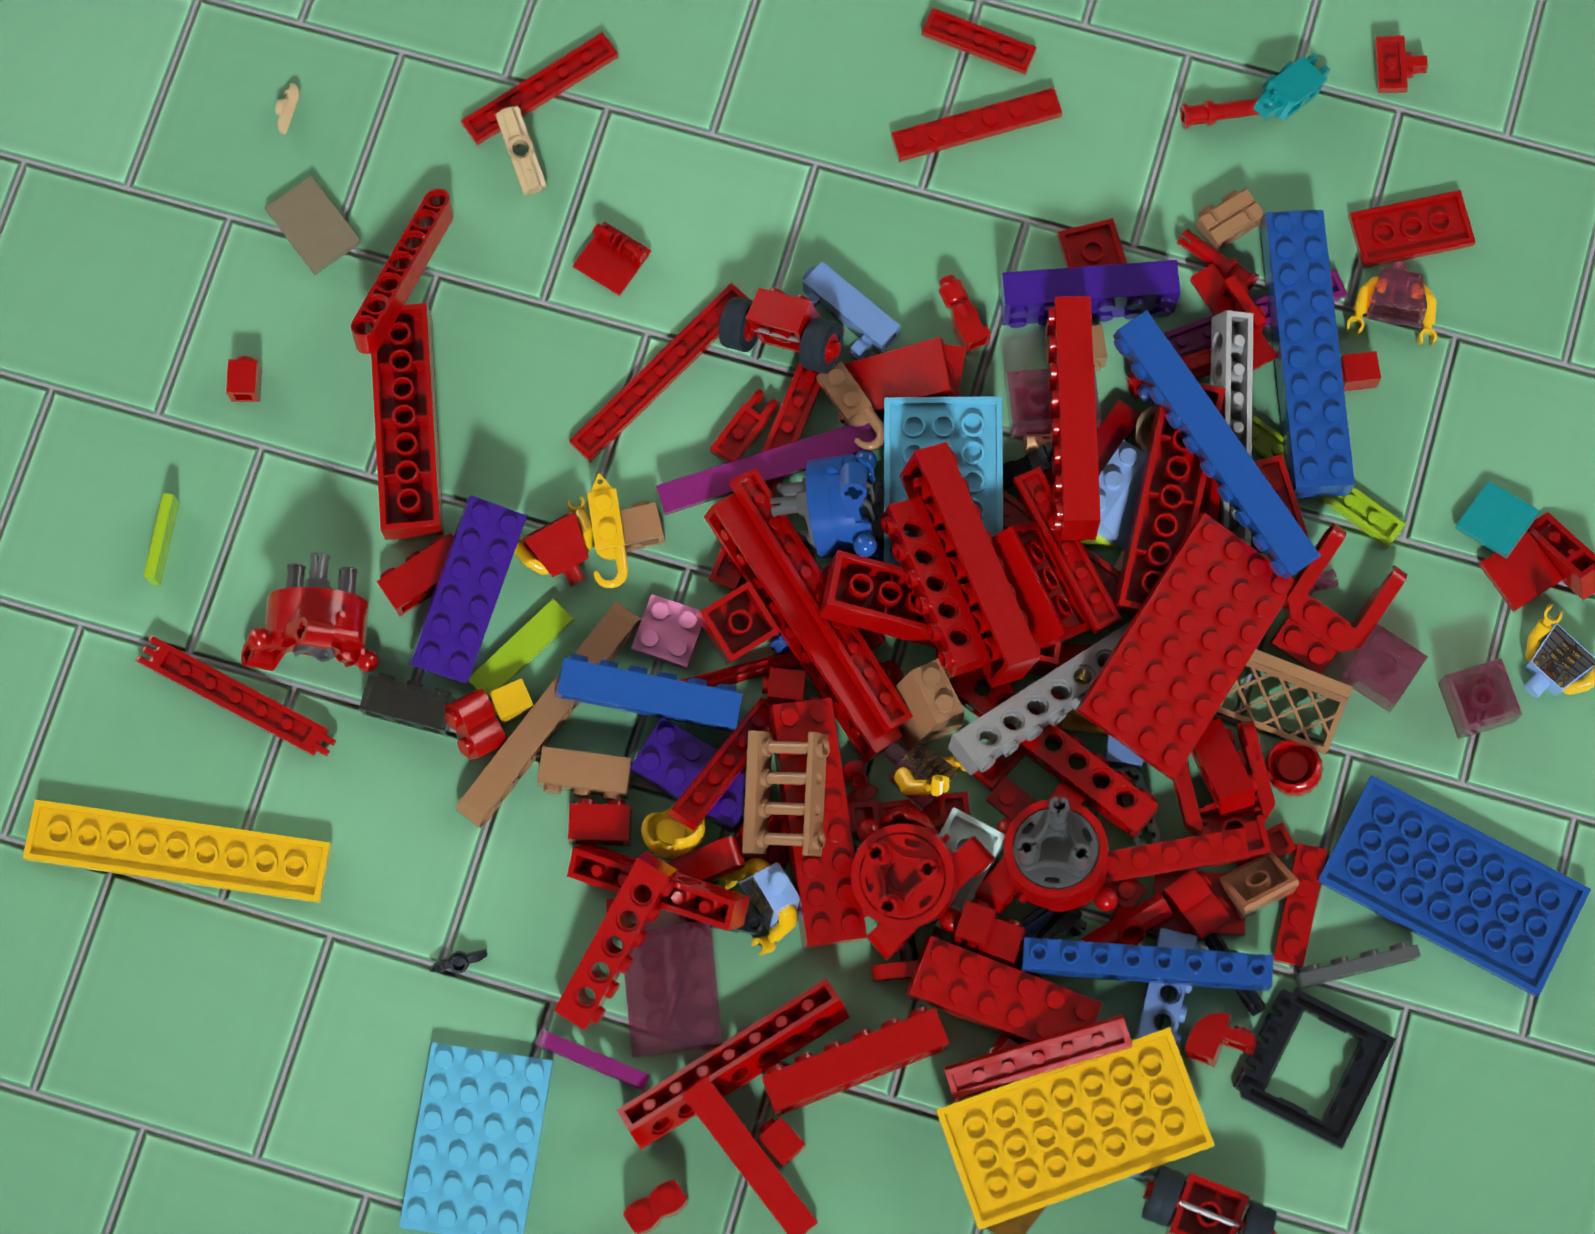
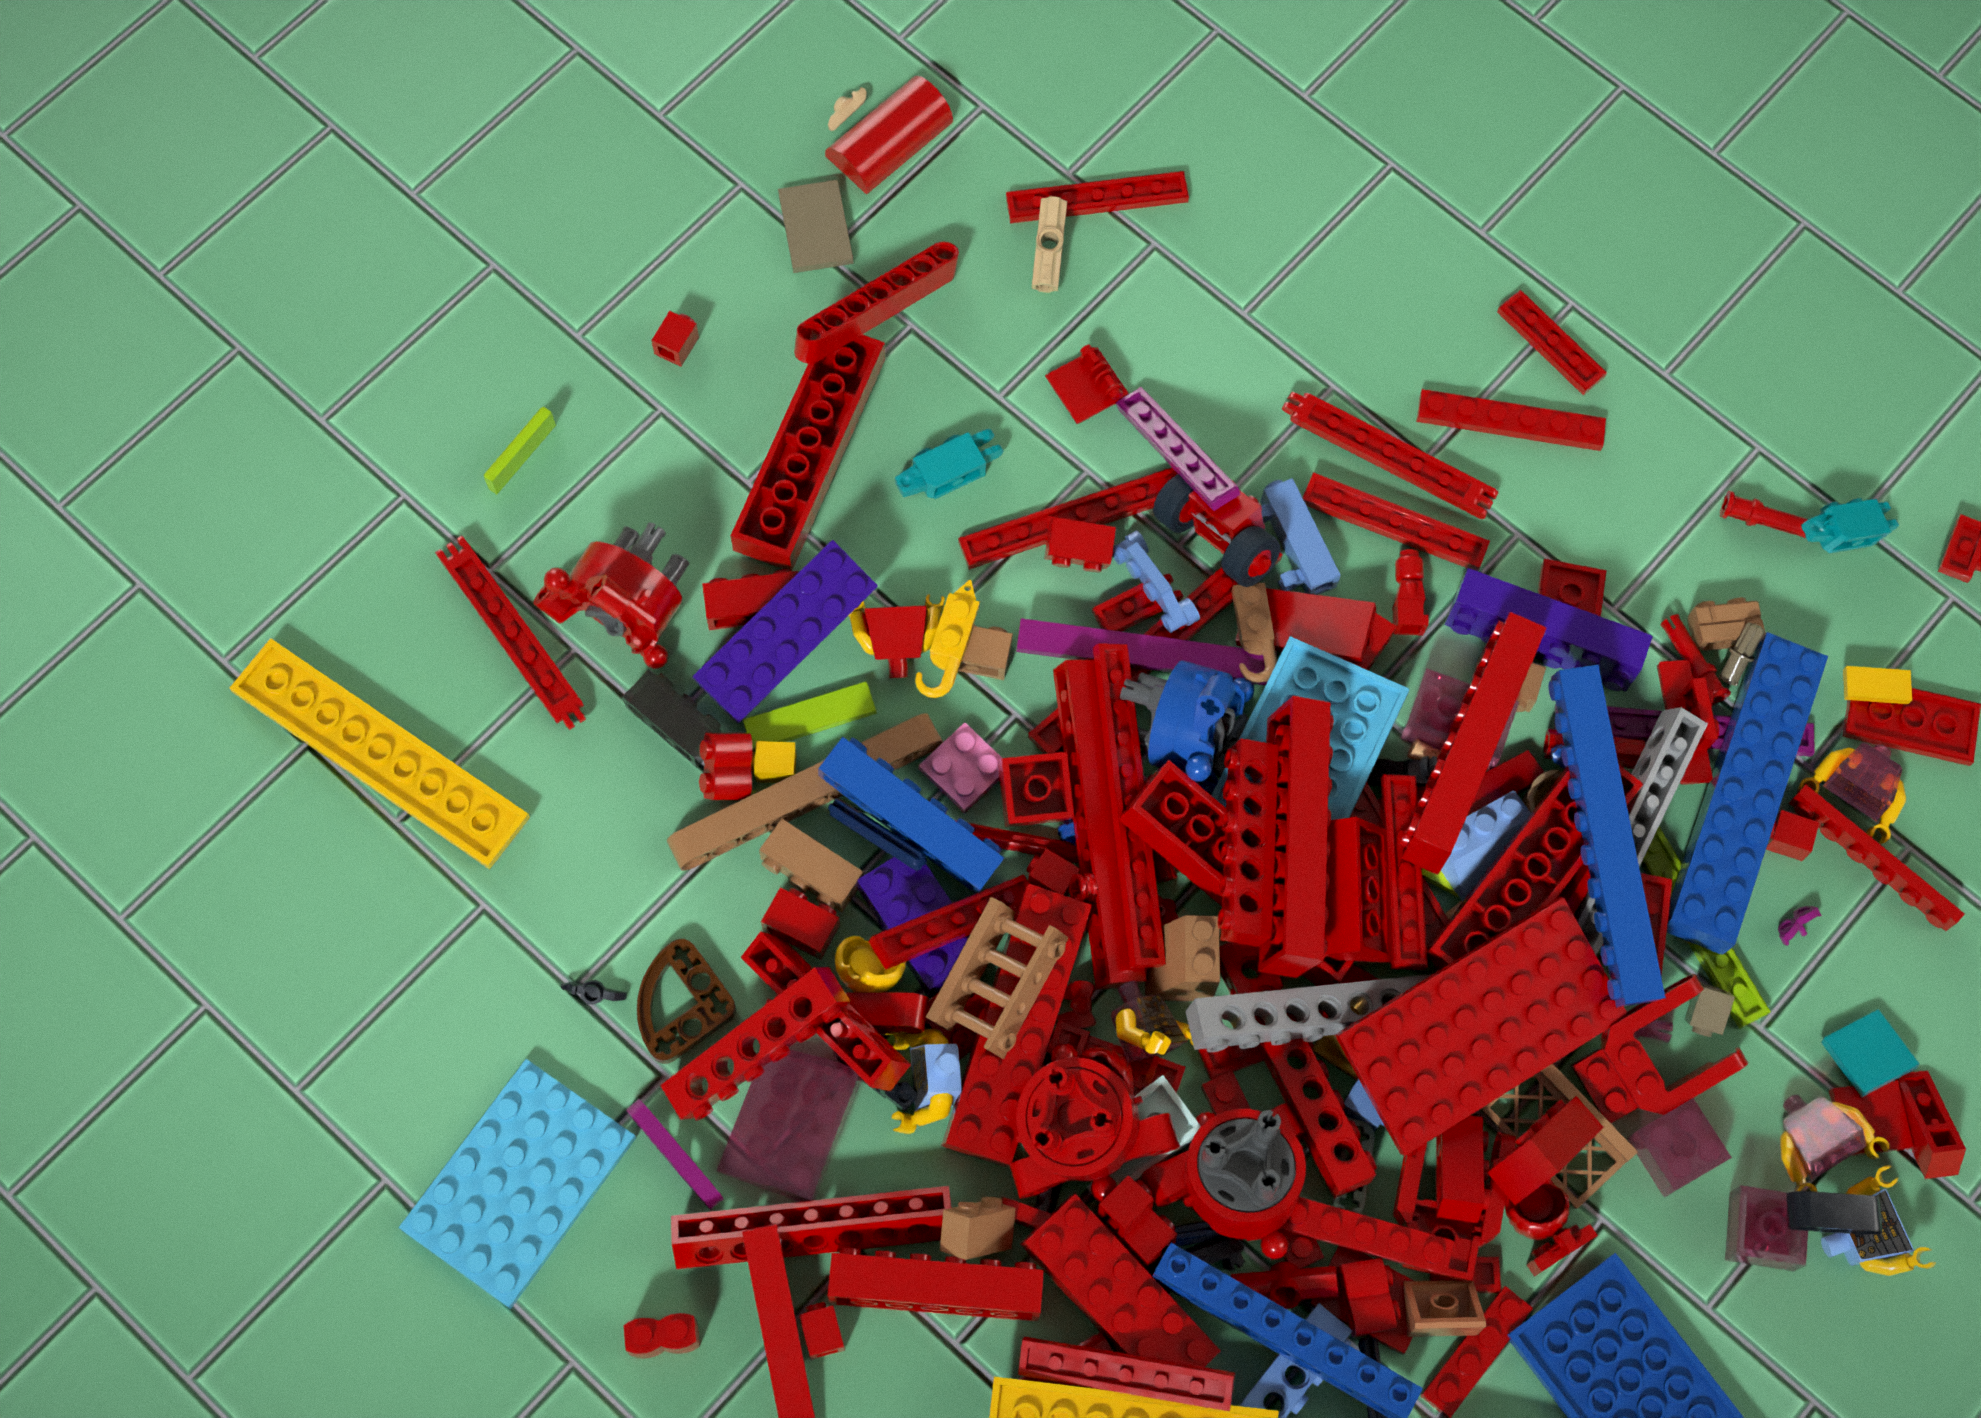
camera: 20 degrees right, 5 degrees down
(336, 113) = (891, 134): none -> red brick
(530, 383) = (948, 465): none -> teal hinge
(554, 935) = (701, 1011): none -> reddish brown beam
(627, 722) = (877, 834): none -> dark blue axle
(672, 399) = (1079, 544): none -> red brick
(716, 281) = (1178, 449): none -> tile
(720, 385) = (1155, 586): none -> medium blue plate
(816, 686) = (1083, 887): none -> red bush
(866, 1000) = (977, 1228): none -> medium nougat brick
(891, 200) = (1390, 454): none -> red hinge
(922, 257) = (1395, 522): none -> red plate
(1253, 239) = (1741, 654): none -> dark tan axle
(1282, 720) = (1545, 1148): none -> red wedge
(1330, 786) = (1565, 1243): none -> red hinge
(1358, 546) = (1709, 1011): none -> dark tan brick
(1372, 213) = (1877, 684): none -> yellow tile
(1390, 447) = (1789, 927): none -> magenta piece
(1443, 361) = (1881, 862): none -> red plate
(1490, 605) = (1823, 1136): none -> clear pink torso
(1525, 662) = (1834, 1212): none -> black beam

